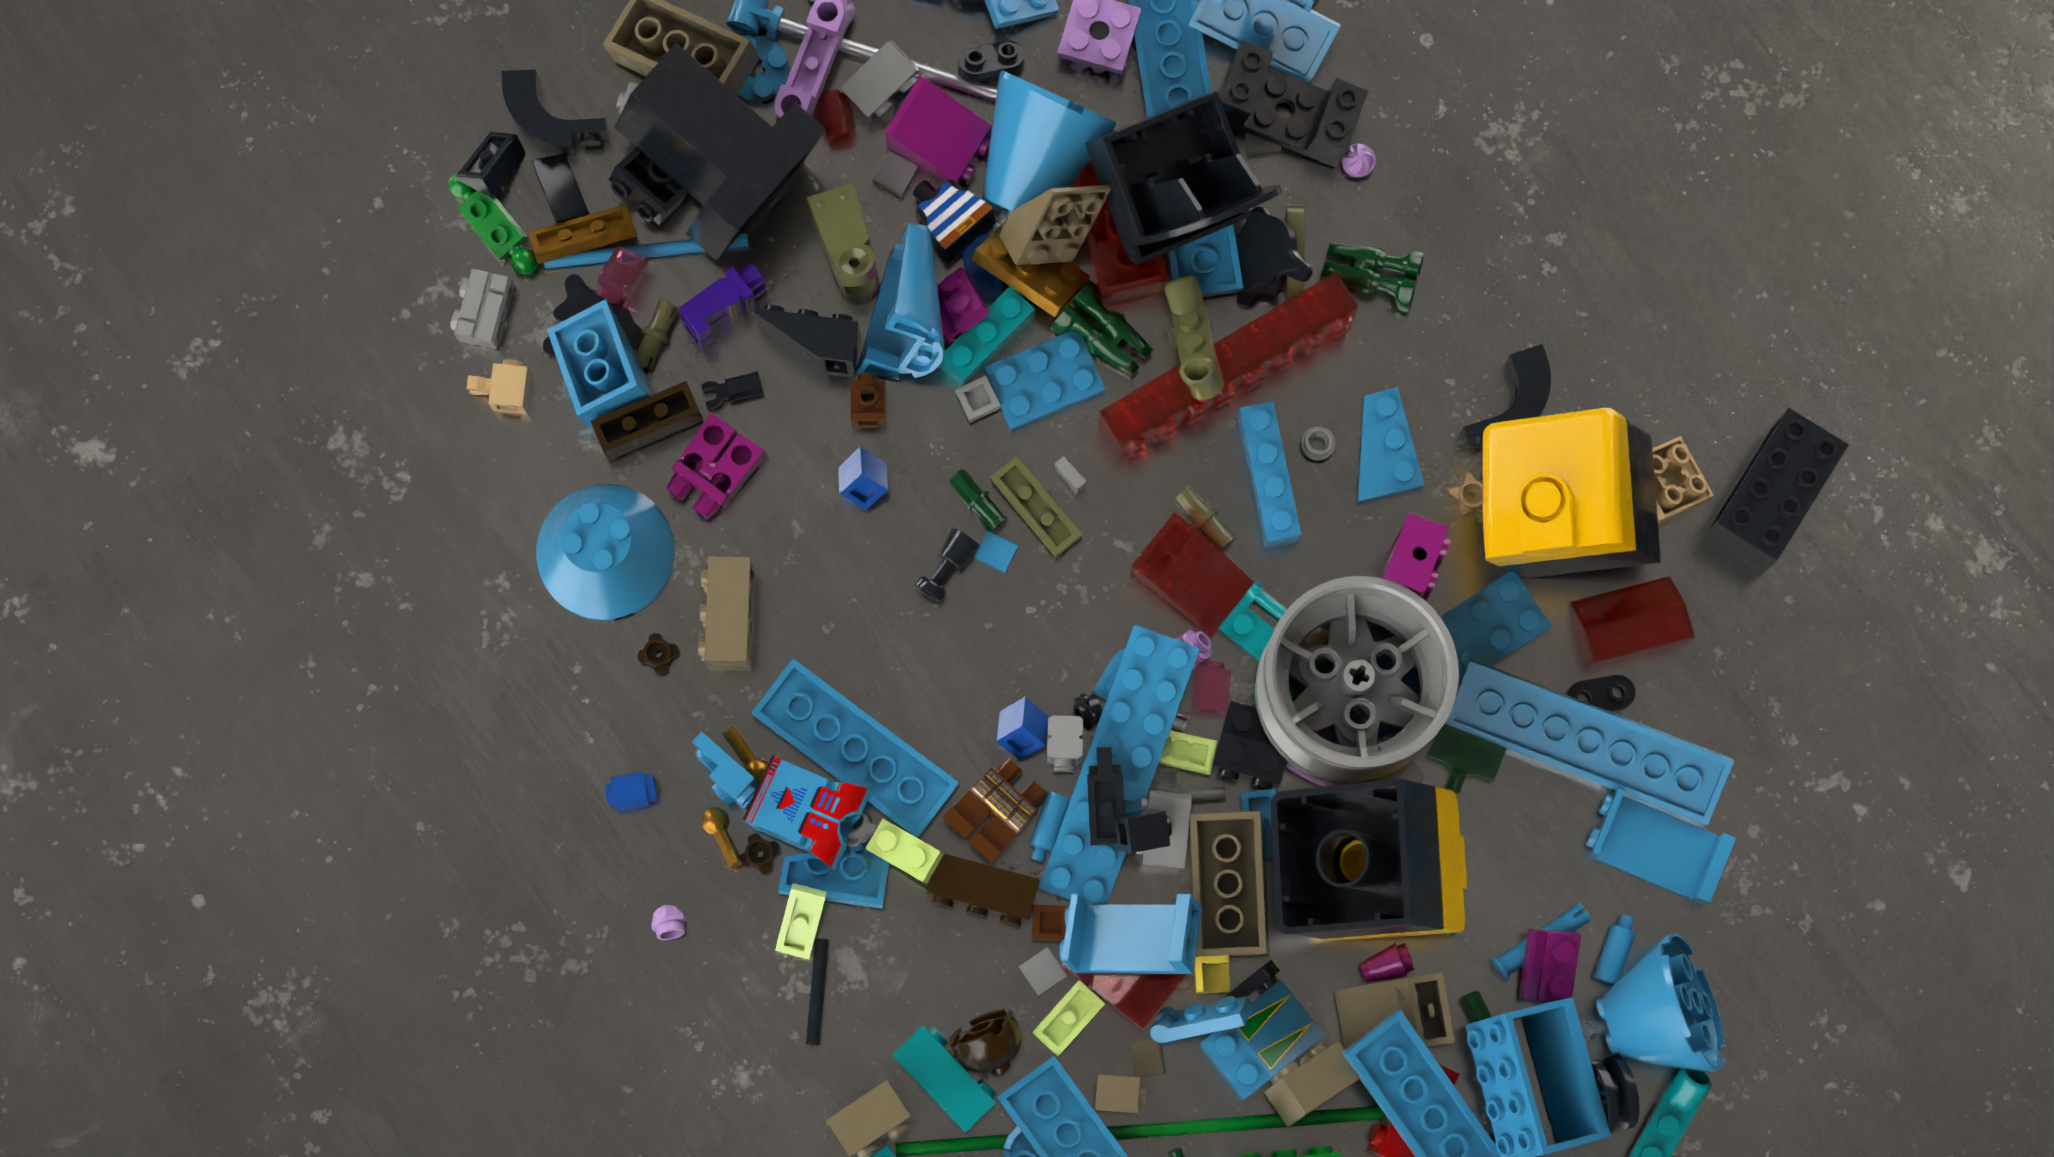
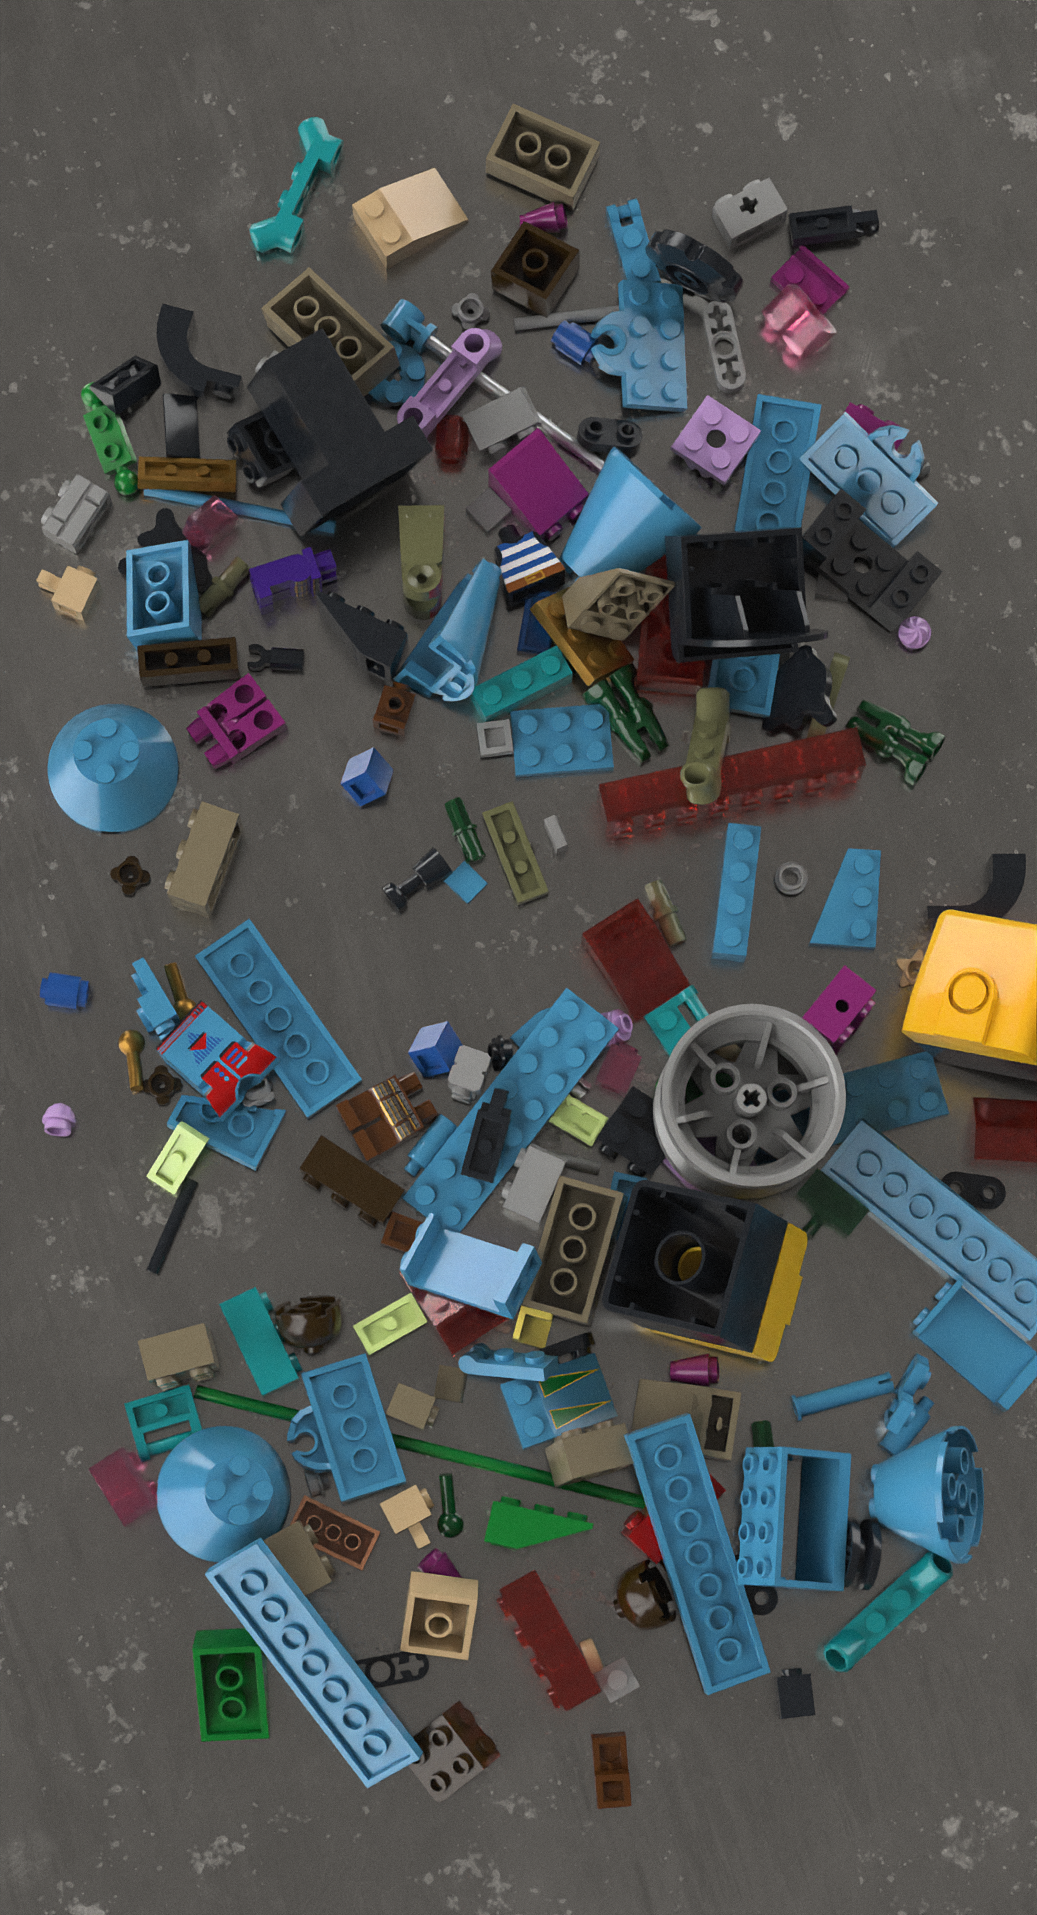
camera: 15 degrees right, 0 degrees up
(904, 851) = (291, 1125): yellowish green plate -> none
(959, 304) = (505, 647): magenta plate -> none
(1042, 971) = (381, 1274): light grey tile -> none
(1142, 830) = (511, 1175): black brick -> none
(1549, 965) = (842, 1419): magenta plate -> none
(1606, 935) = (901, 1410): none -> dark azure plate

